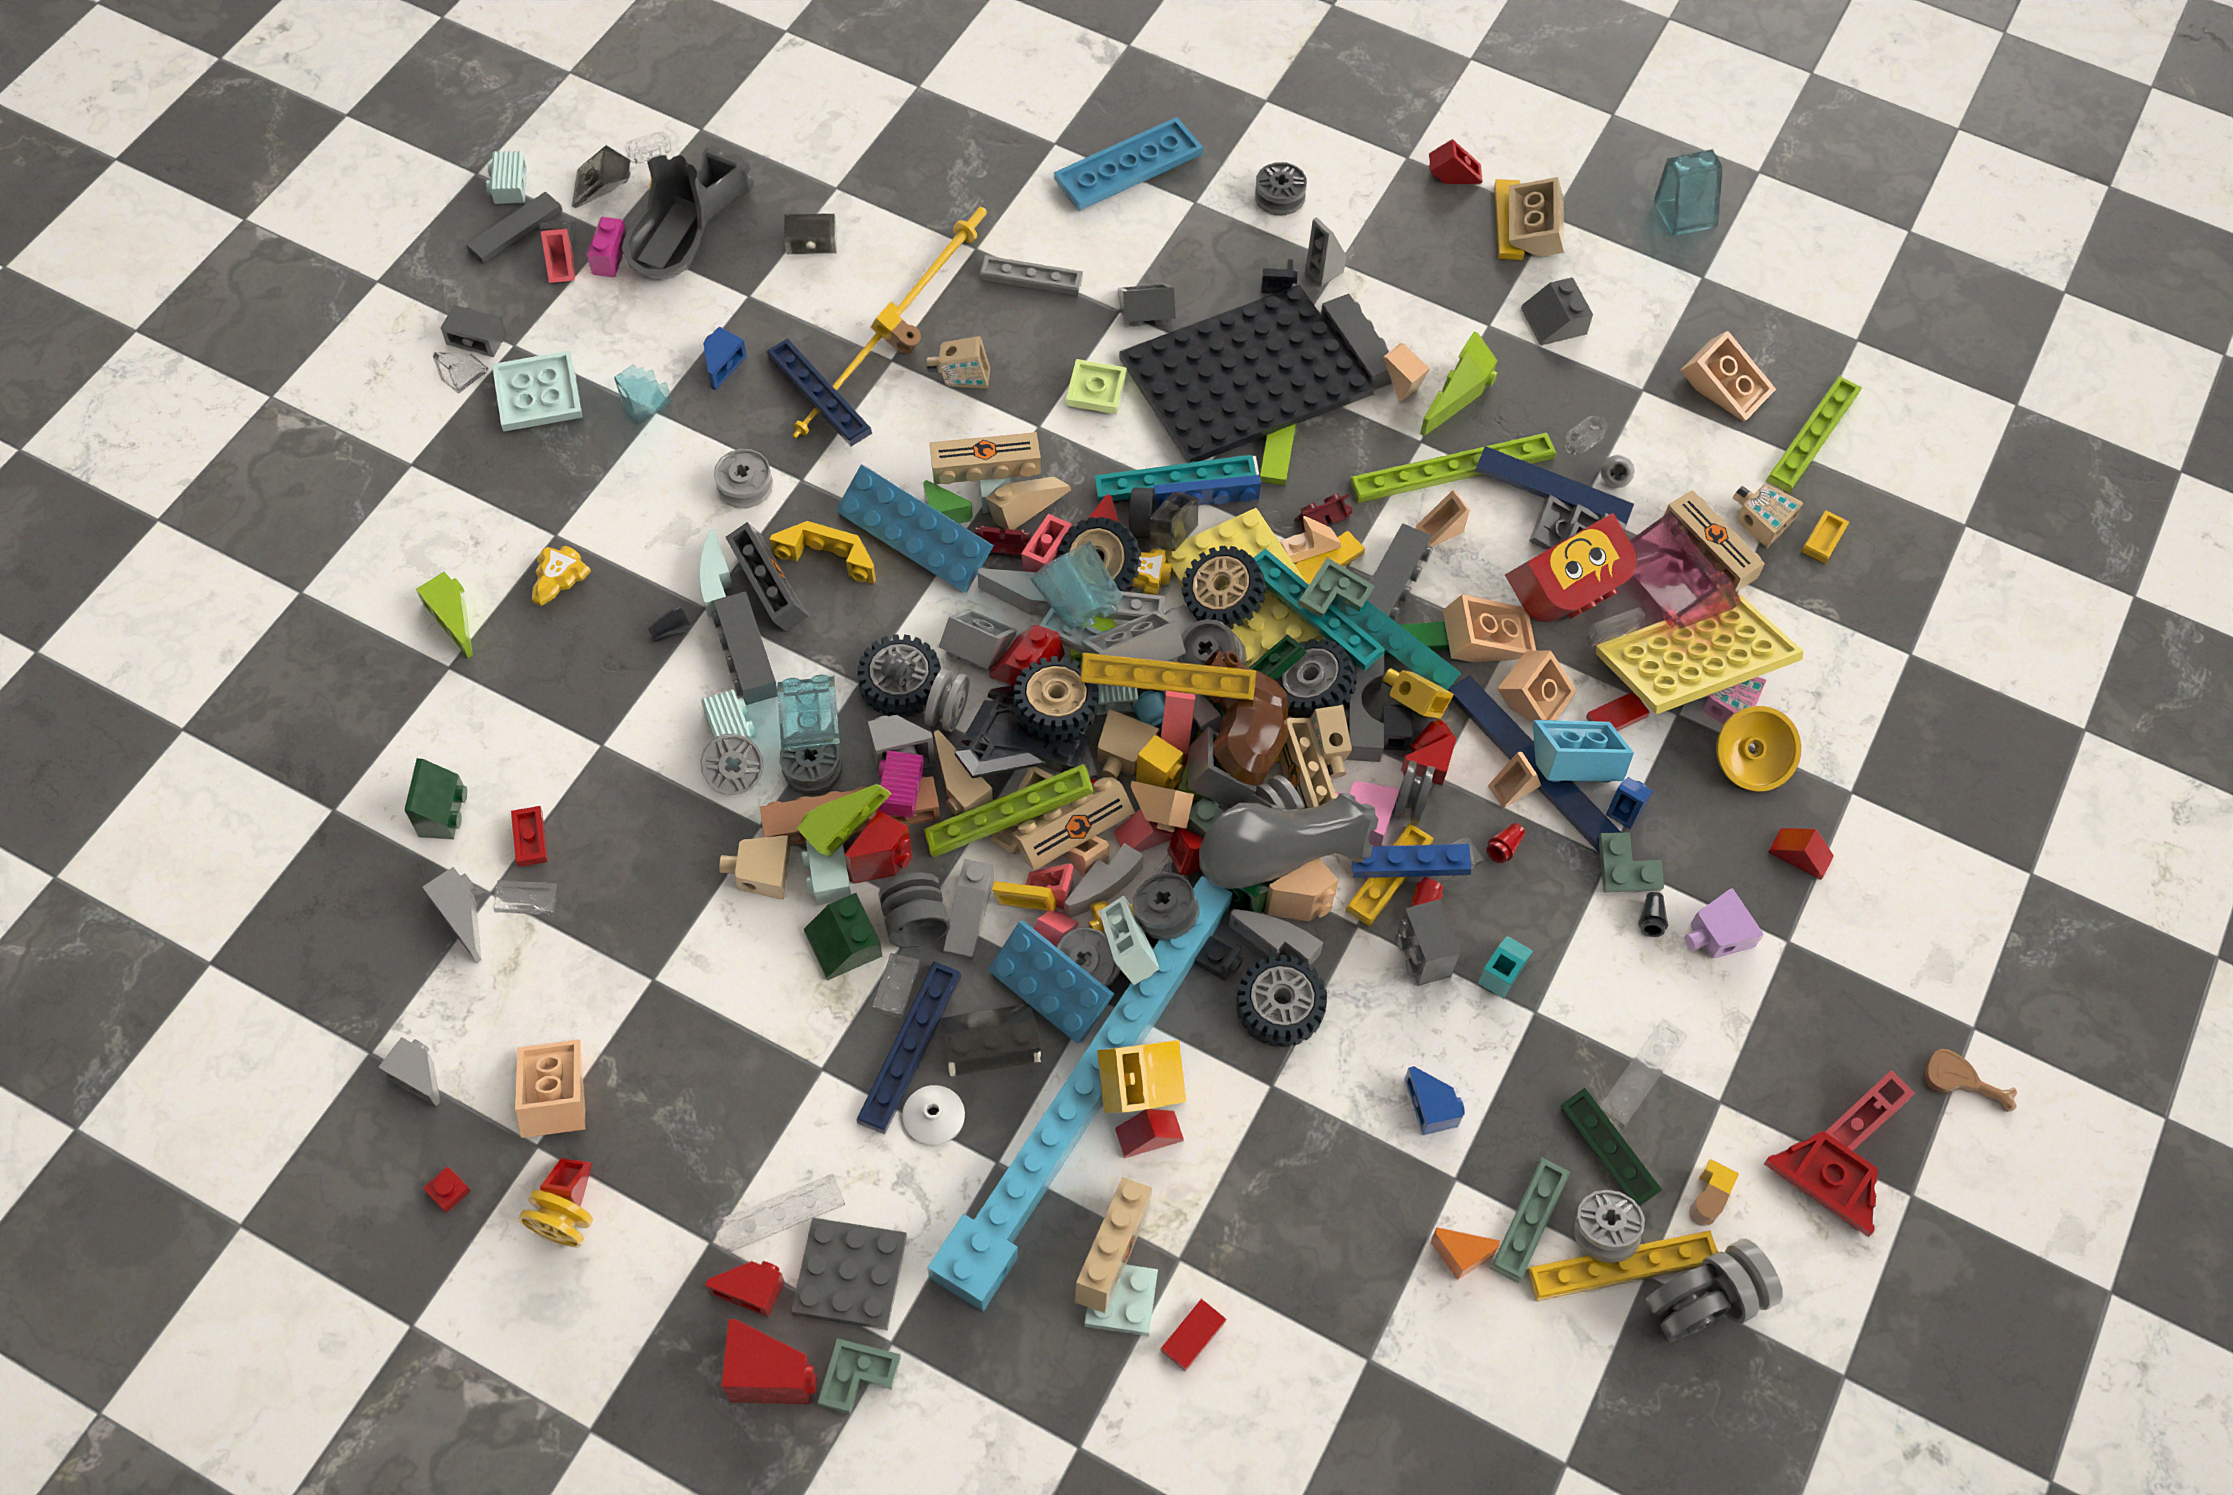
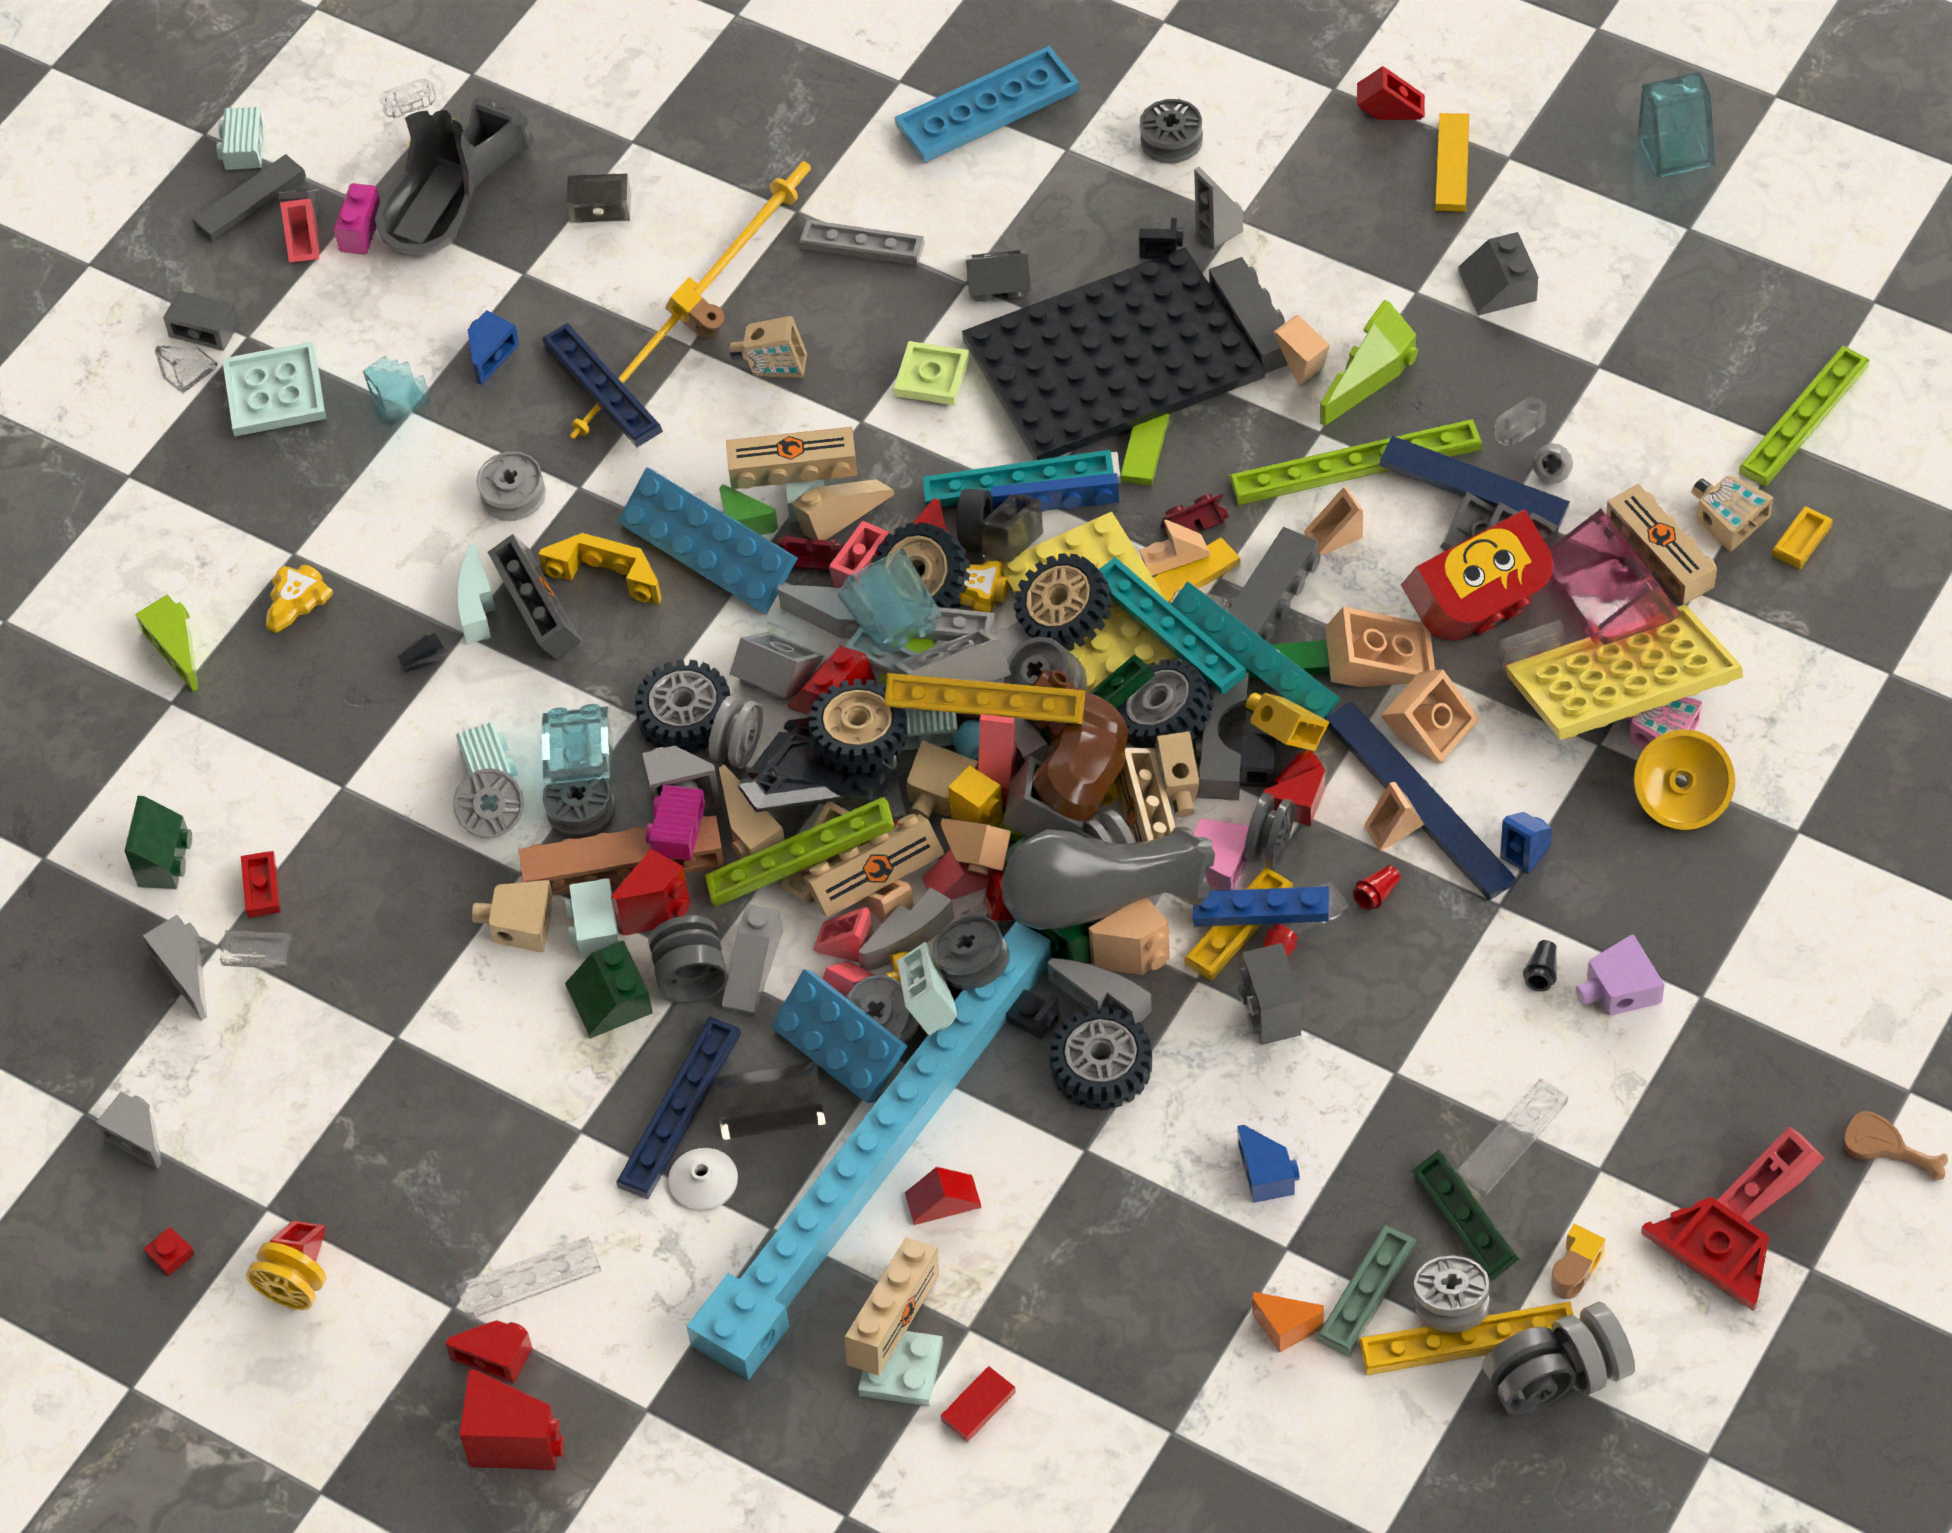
camera: 10 degrees right, 5 degrees down
(550, 1089) = (281, 1148): light nougat slope -> none
(600, 175) = (351, 134): clear smoke slope -> none
(745, 648) = (508, 677): dark grey brick -> none
(835, 821) = (605, 859): lime slope -> none
(849, 1273) = (603, 1339): dark grey plate -> none
(850, 1366) = (606, 1428): sand green plate -> none
(896, 985) = (666, 1042): clear plate -> none
(898, 668) = (680, 696): dark grey wheel -> none
(1024, 896) = (814, 945): yellow tile -> none
(1141, 1076) = (934, 1132): yellow slope -> none
(1332, 582) = (1190, 593): sand green plate -> none
(1504, 966) = (1360, 1021): teal slope -> none
(1537, 217) = (1484, 159): tan slope -> none
(1580, 751) = (1470, 783): medium azure slope -> none
(1620, 712) = (1524, 745): red tile -> none
(1620, 870) = (1510, 920): sand green plate -> none
(1728, 377) = (1703, 349): light nougat slope -> none
(1803, 850) = (1729, 895): red slope -> none

